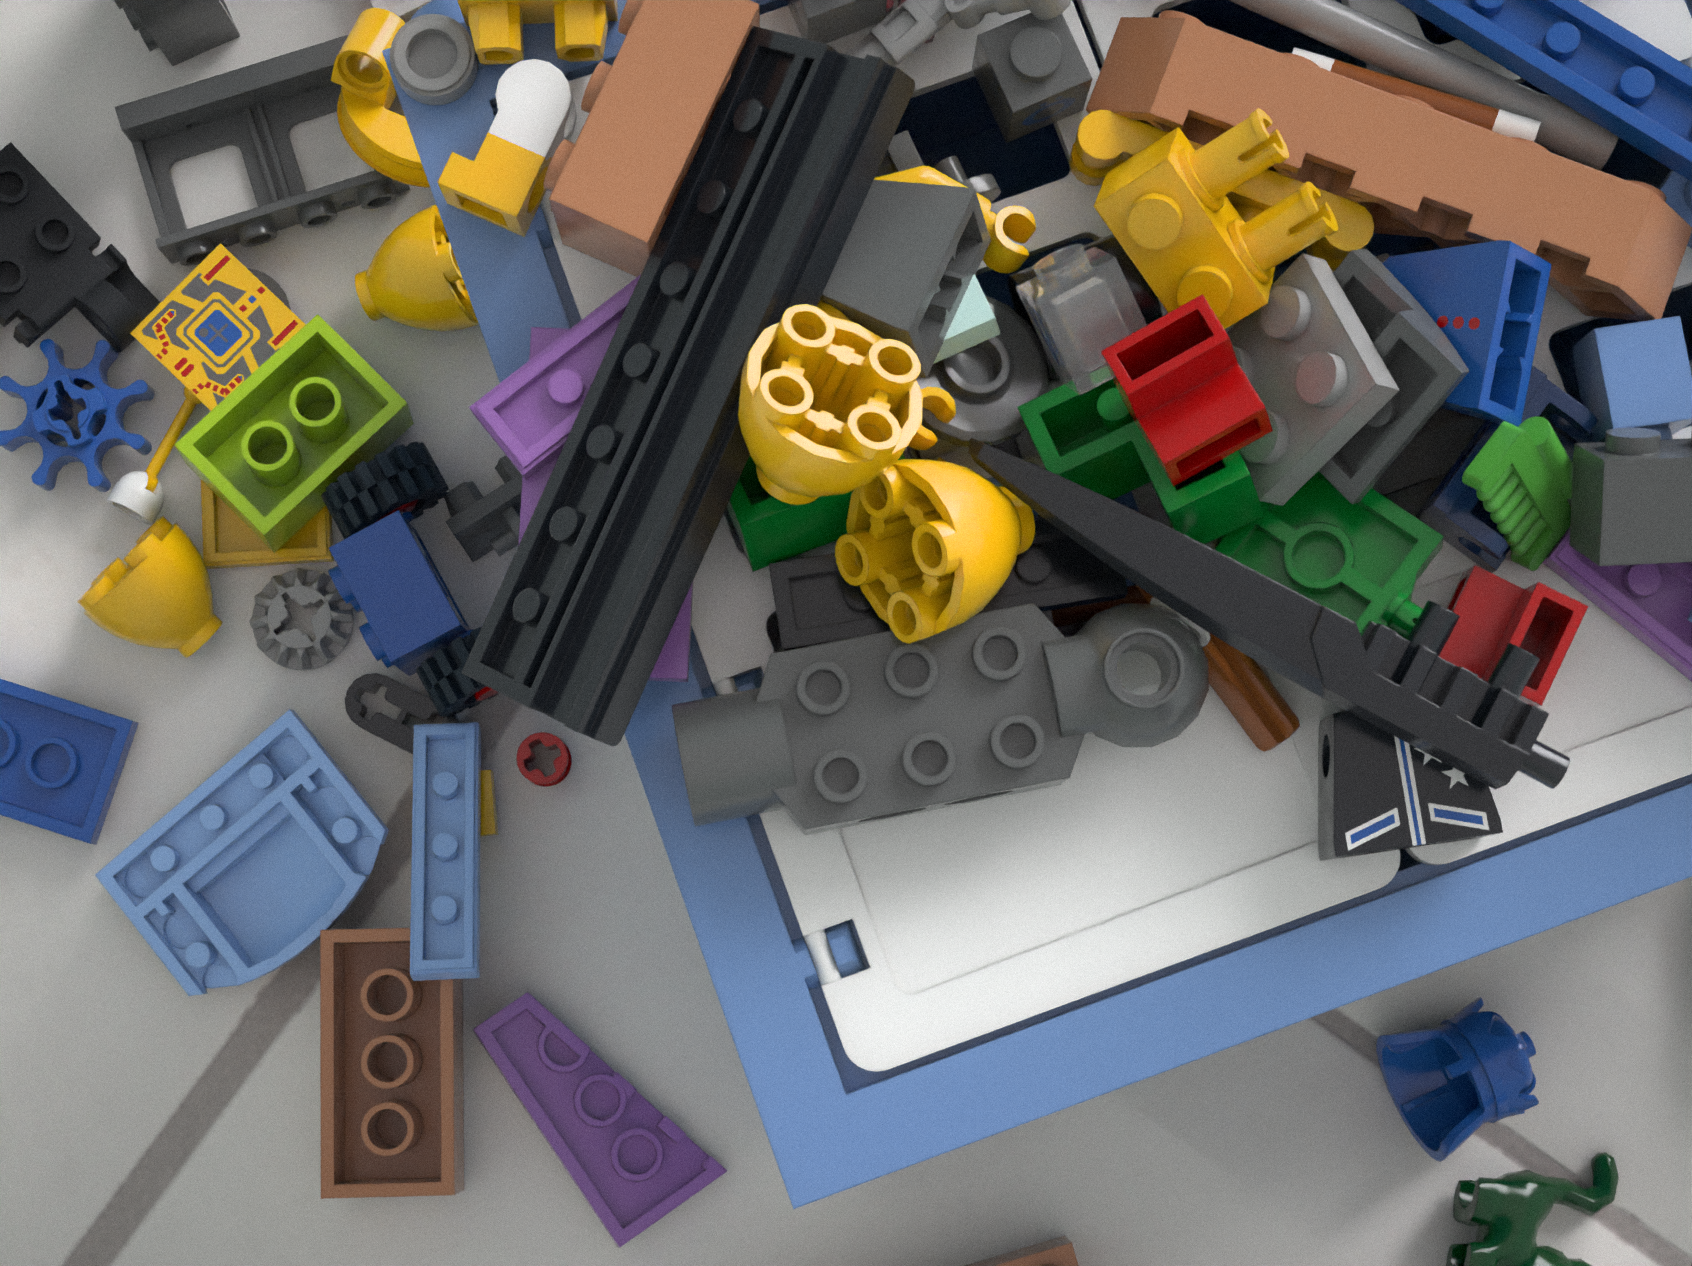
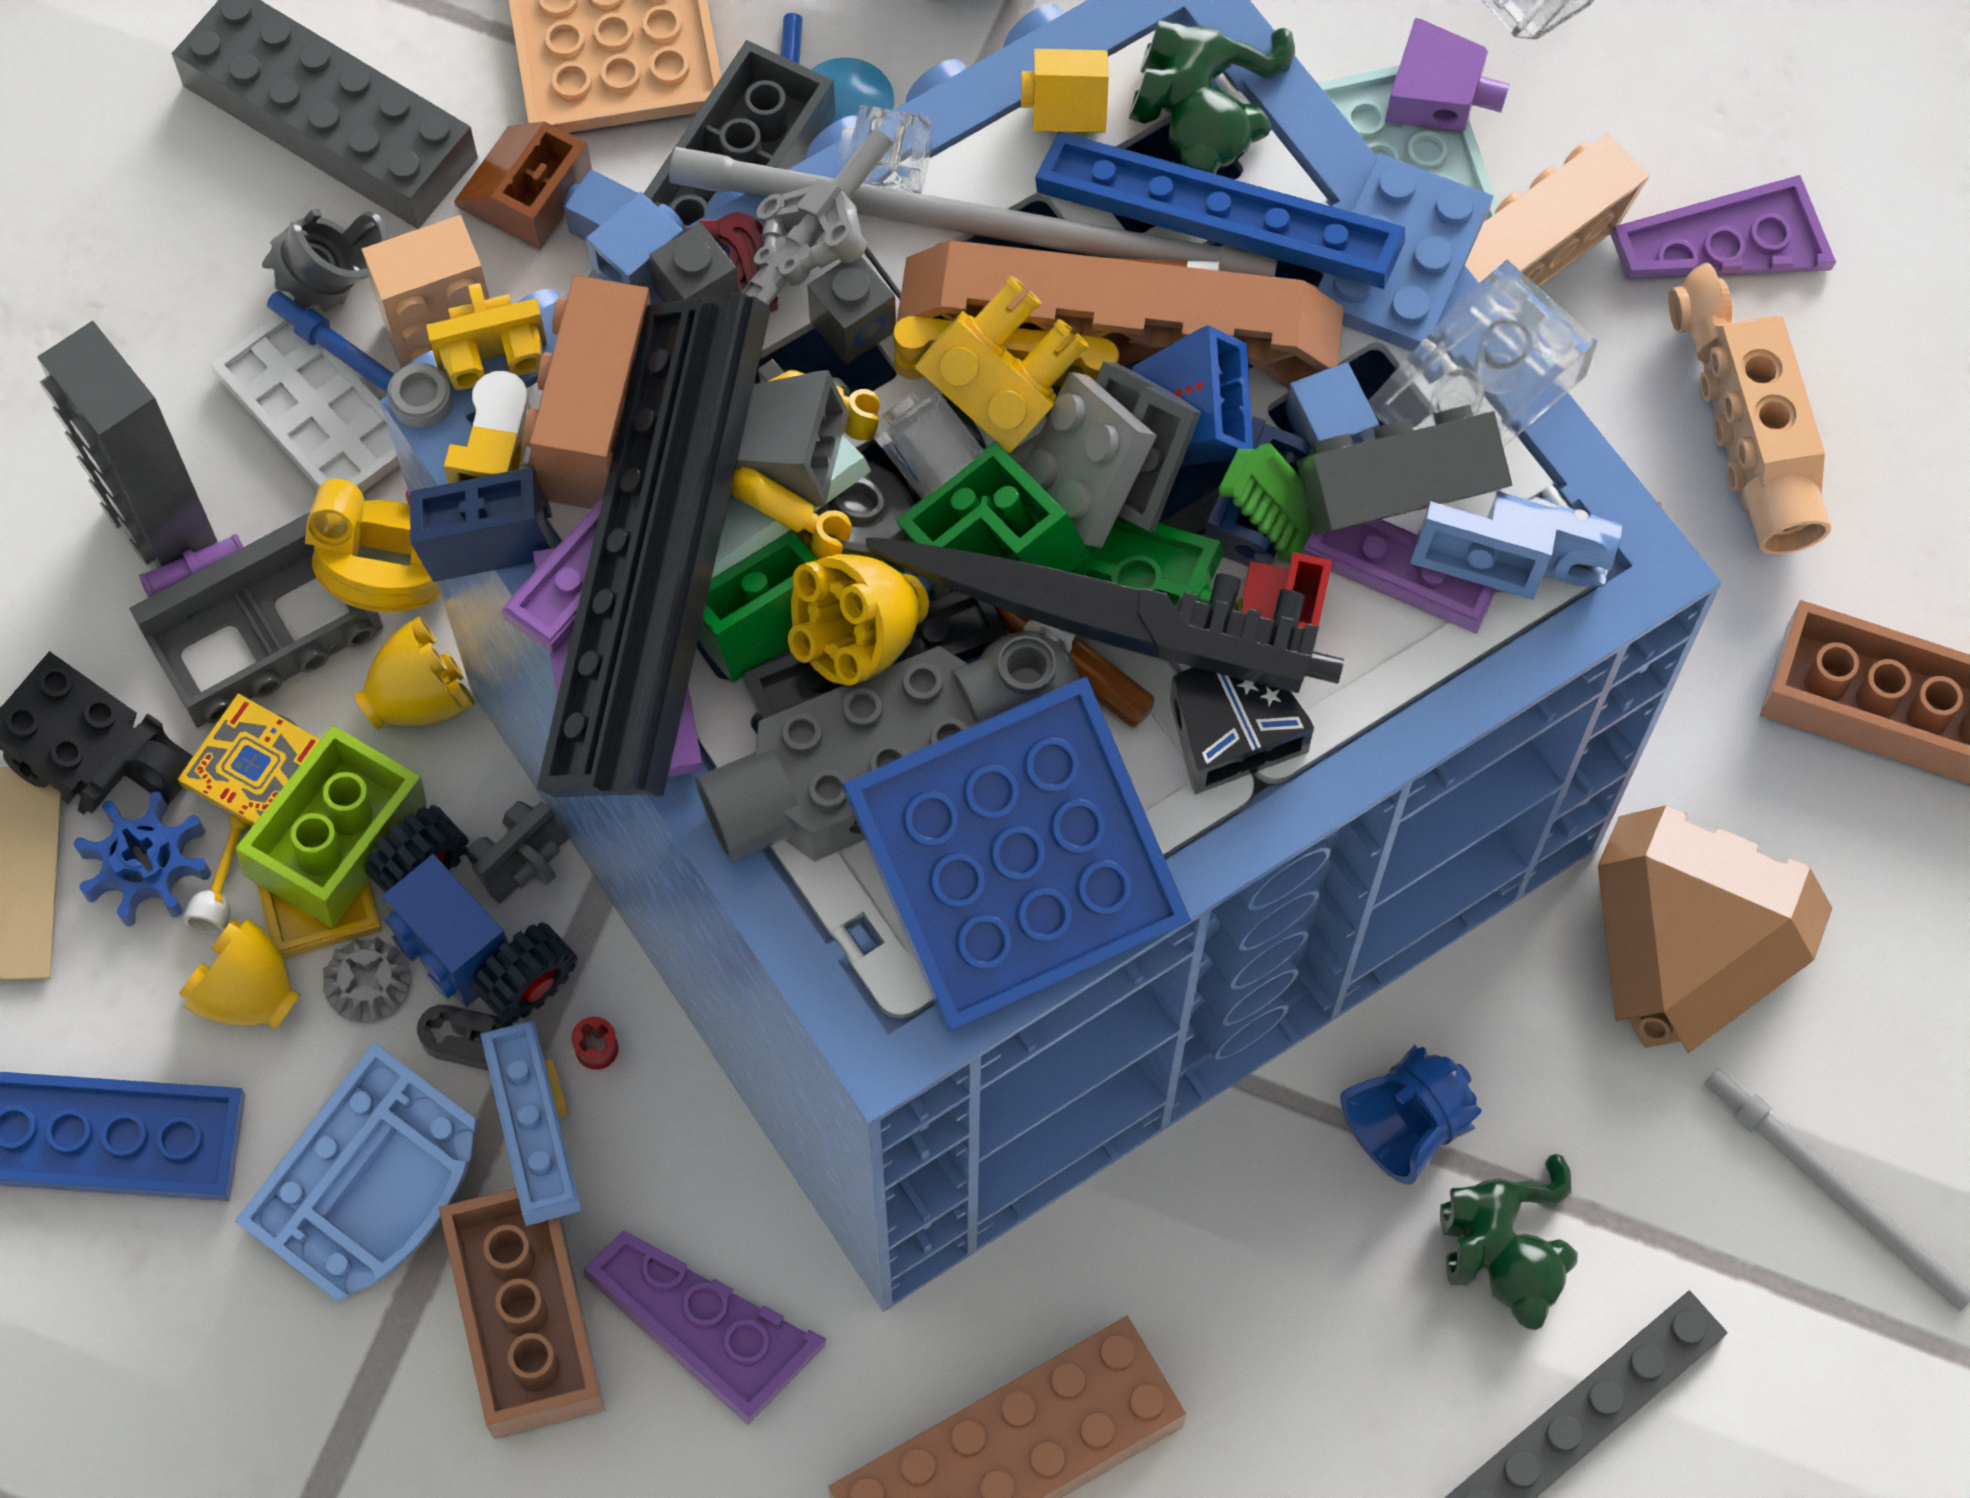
camera: 10 degrees left, 15 degrees down
(198, 65) = (187, 565): none -> medium lavender pin
(470, 269) = (479, 524): none -> dark blue hinge
(826, 405) = (756, 528): yellow piece -> none
(1067, 914) = (1016, 853): none -> blue plate
(1187, 390) = (1007, 466): red piece -> none

